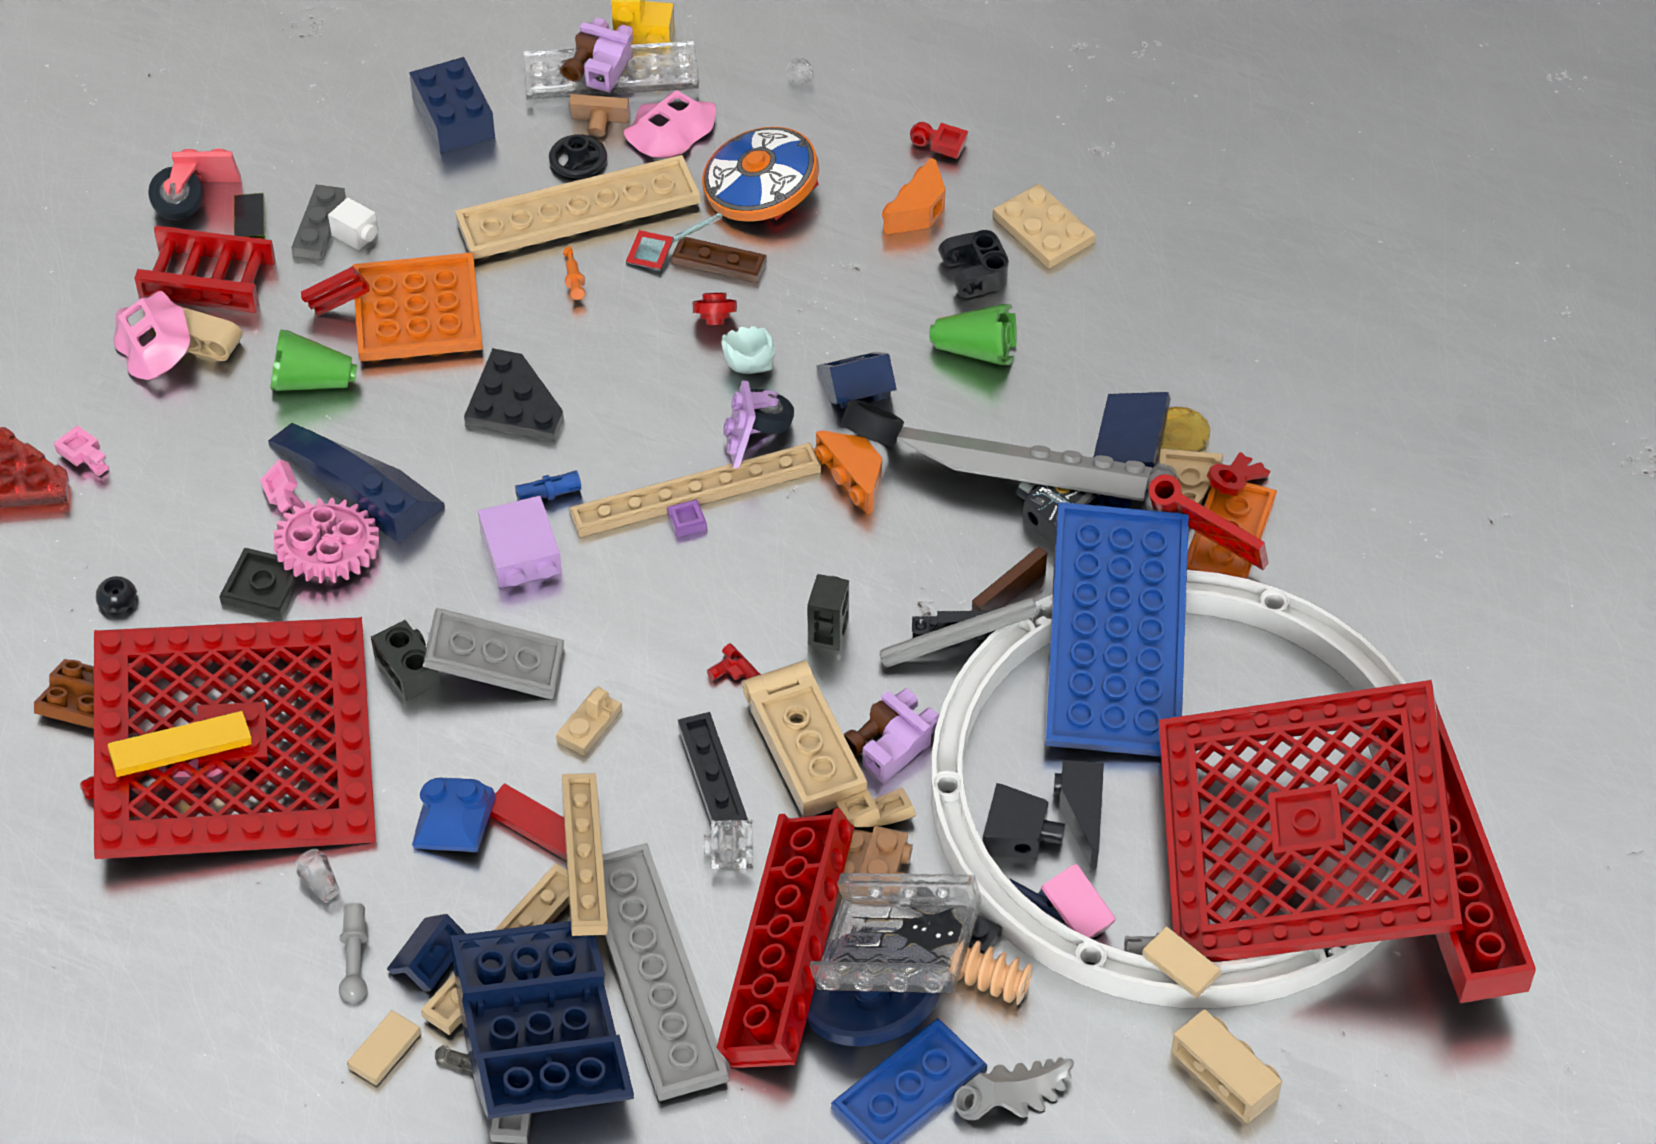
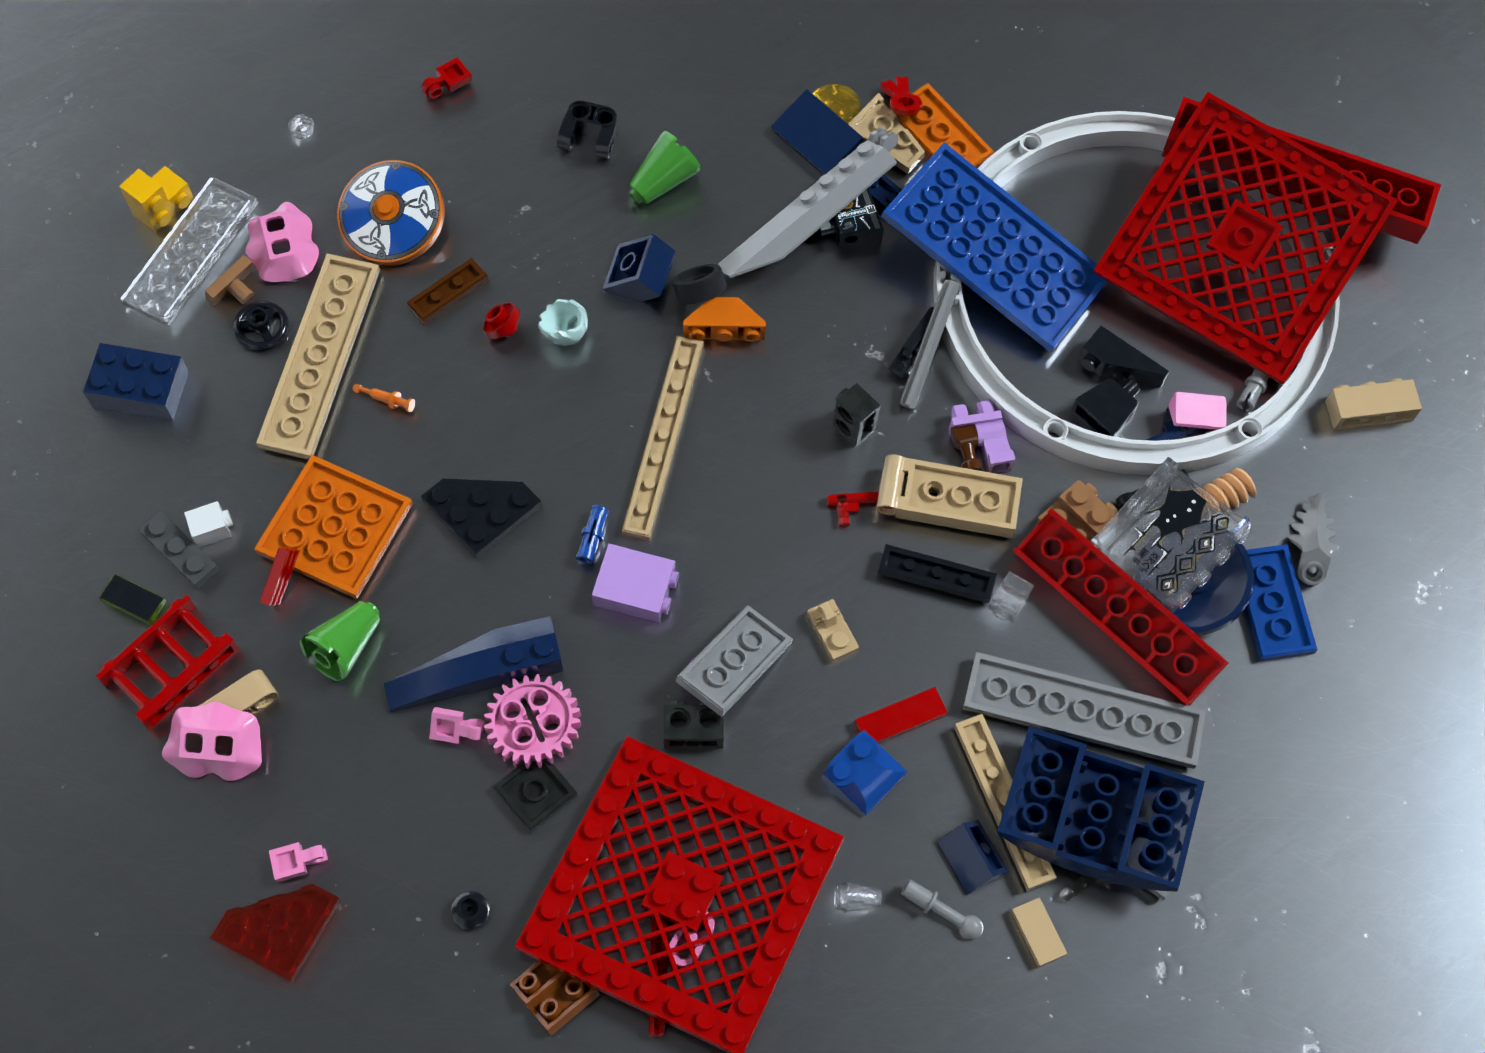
camera: 60 degrees left, 15 degrees up
(178, 189) = (62, 637): plate -> none
(179, 744) = (681, 937): yellow tile -> none
(584, 855) = (969, 699): tan plate -> none
(605, 51) = (178, 238): lavender hips -> none
(652, 249) = (403, 329): piece -> none
(686, 518) = (686, 457): medium lavender tile -> none
(753, 413) = (638, 360): lavender plate -> none
(884, 810) = (1039, 486): tan slope -> none
(917, 202) = (498, 127): orange slope -> none
(1012, 582) = (901, 290): reddish brown tile -> none
(1044, 226) = (581, 68): tan plate -> none
(1167, 496) = (925, 141): red piece -> none
(1181, 962) = (1295, 378): tan tile -> none

